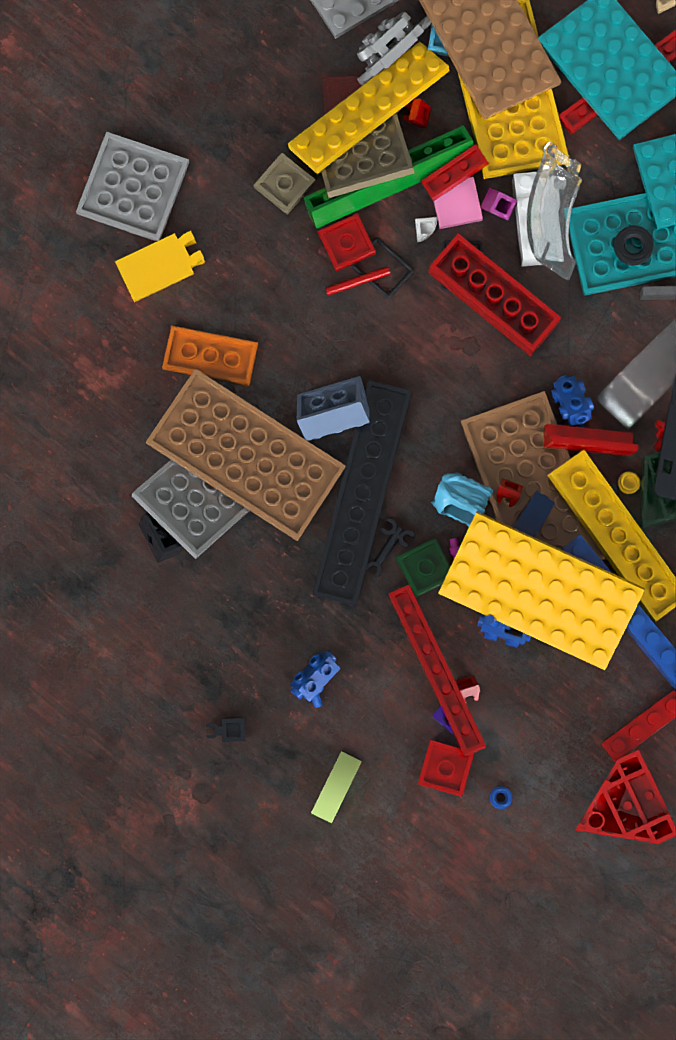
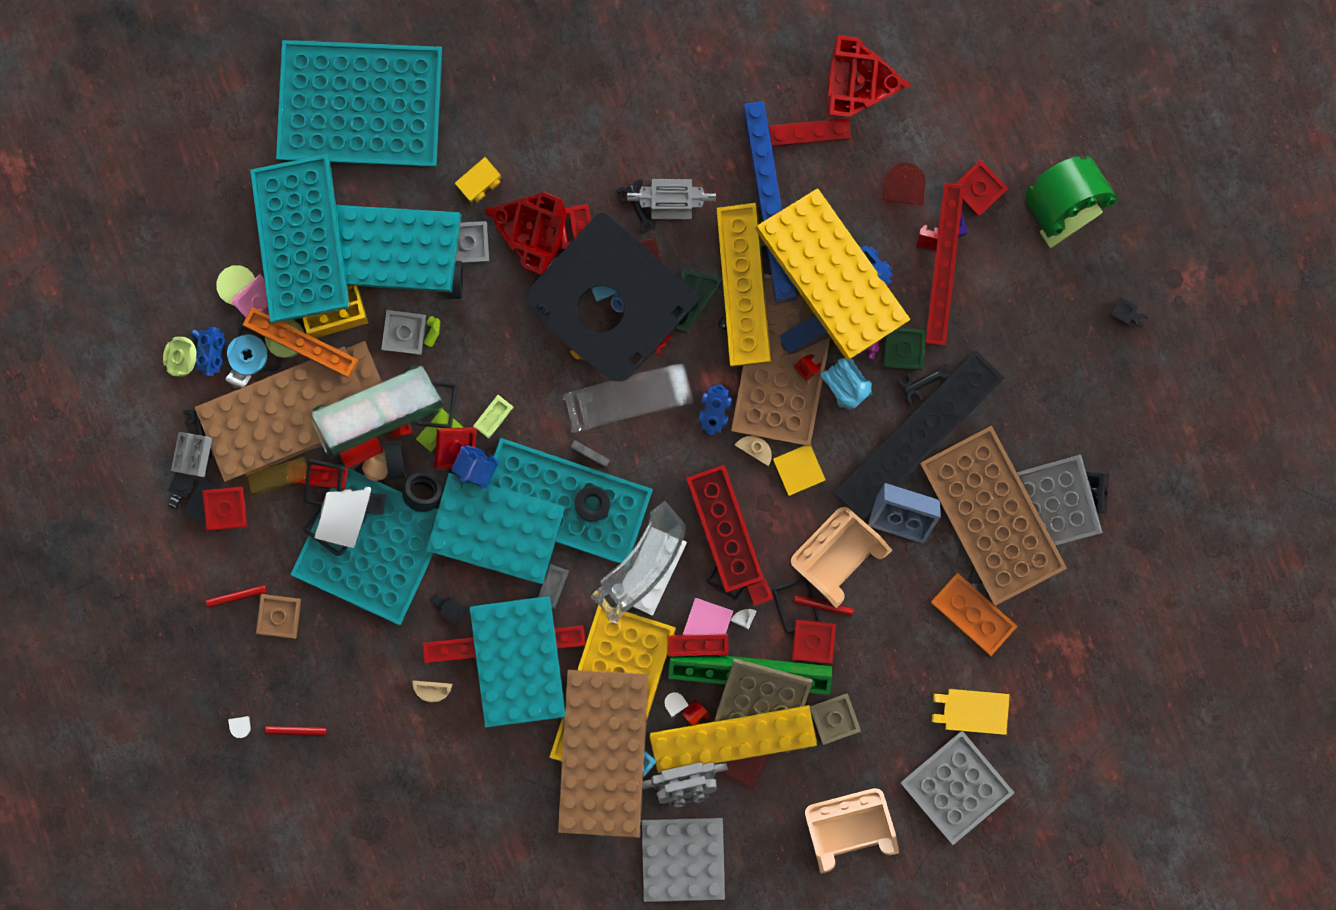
camera: 150 degrees left, 5 degrees up
(214, 95) = (850, 825): none -> light nougat windscreen
(314, 678) = (1040, 313): blue brick -> none
(356, 815) = (1066, 191): none -> green cylinder
(375, 334) = (836, 552): none -> light nougat windscreen
(424, 255) = (760, 592): none -> red tile
(442, 113) = (675, 703): none -> white tile
(457, 394) = (799, 469): none -> yellow tile
(498, 204) = (677, 599): magenta brick -> none
(508, 797) = (950, 136): blue plate -> none
(509, 391) = (756, 448): none -> tan plate
(520, 729) = (905, 184): none -> clear red tile
(589, 440) = (720, 371): red fence -> none
(621, 155) = (553, 584): none -> flat silver tile
(629, 482) = (708, 322): yellow plate -> none

